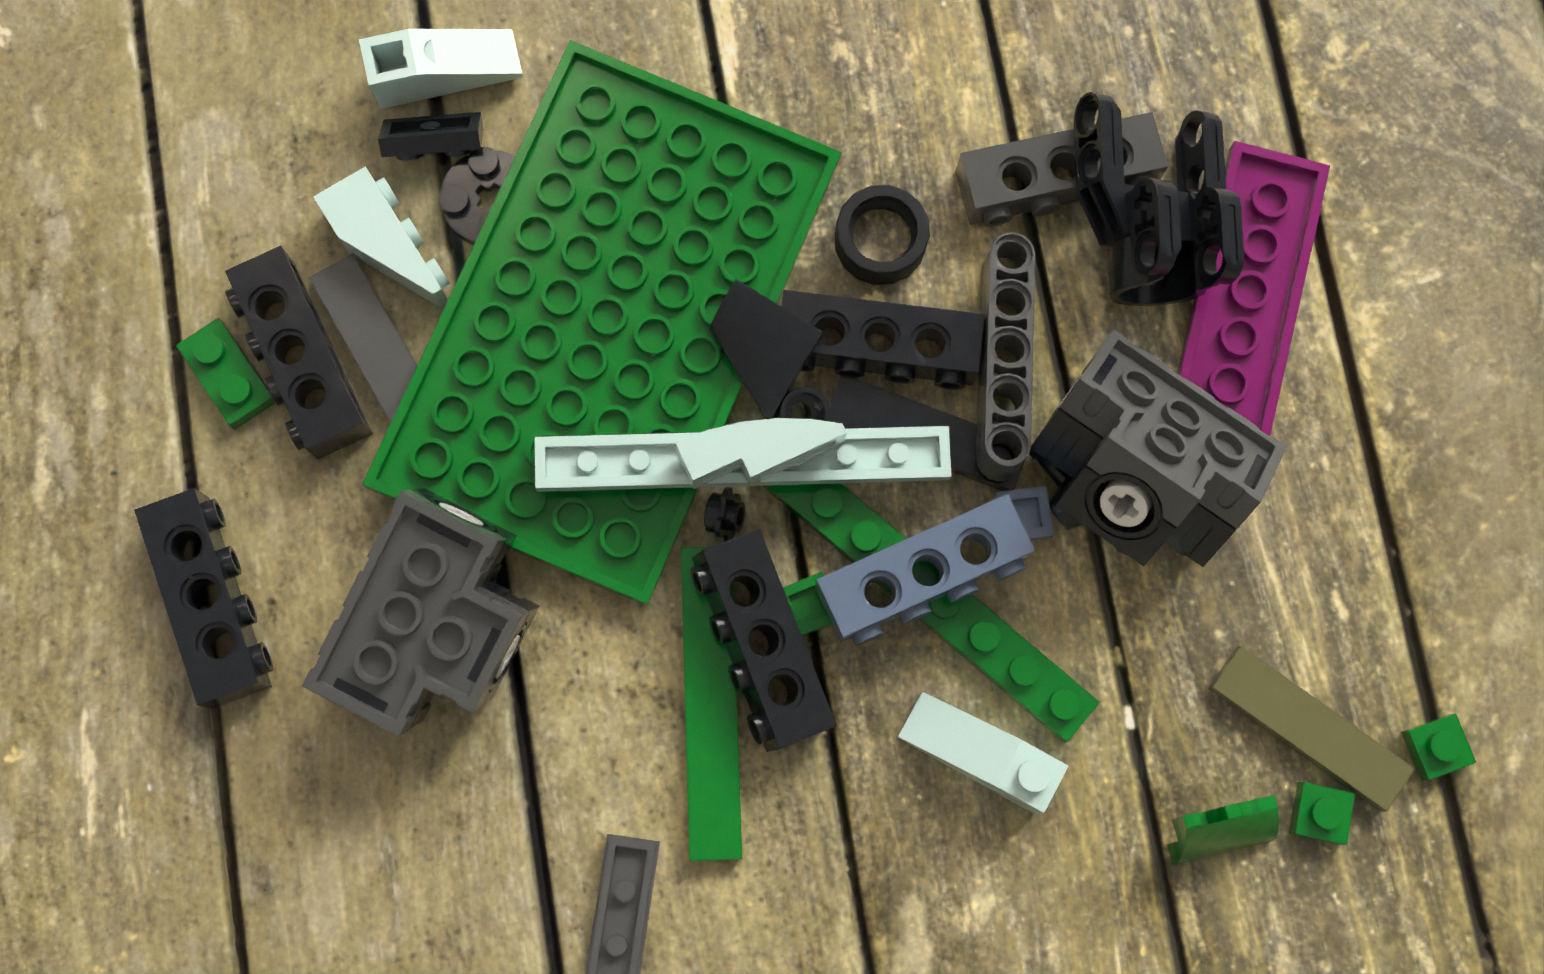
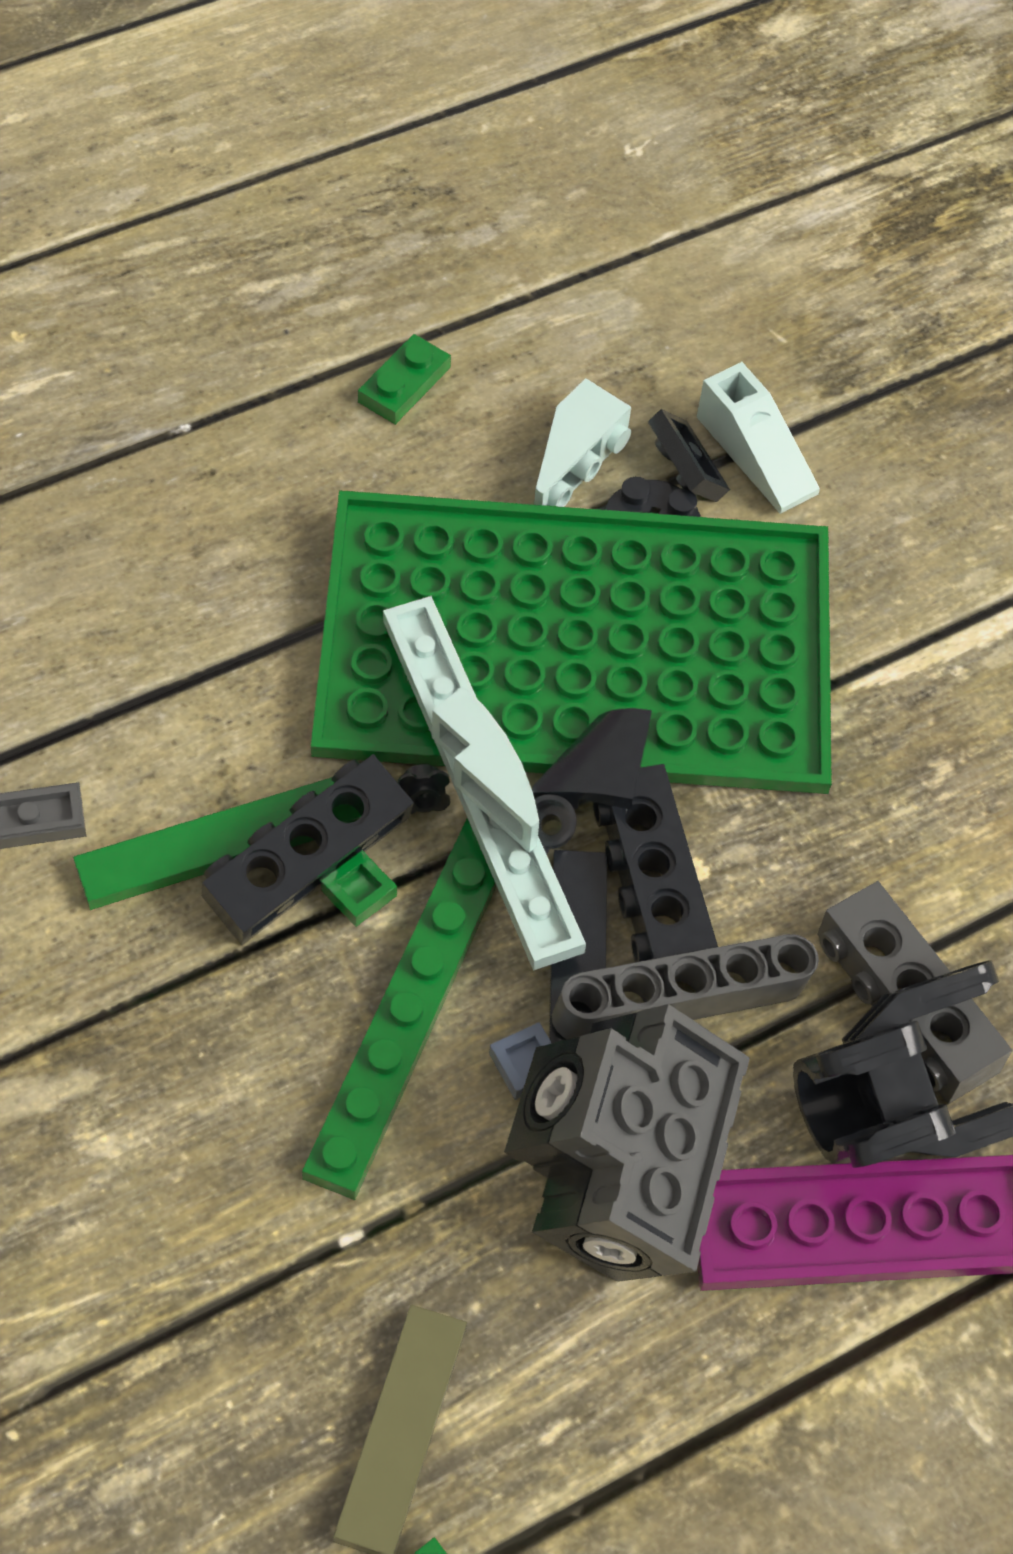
camera: 70 degrees right, 20 degrees down
(166, 531) = (194, 415): black brick -> none
(274, 280) = (441, 418): black brick -> none
(366, 330) = (492, 460): dark grey tile -> none
(423, 617) = (232, 555): dark grey piece -> none
(893, 200) = (777, 815): black tyre -> none
(983, 753) = (260, 1097): light aqua slope -> none
(991, 525) = (383, 898): sand blue brick -> none
(1224, 829) = (255, 1348): green slope -> none
(1322, 813) = (309, 1470): green plate -> none

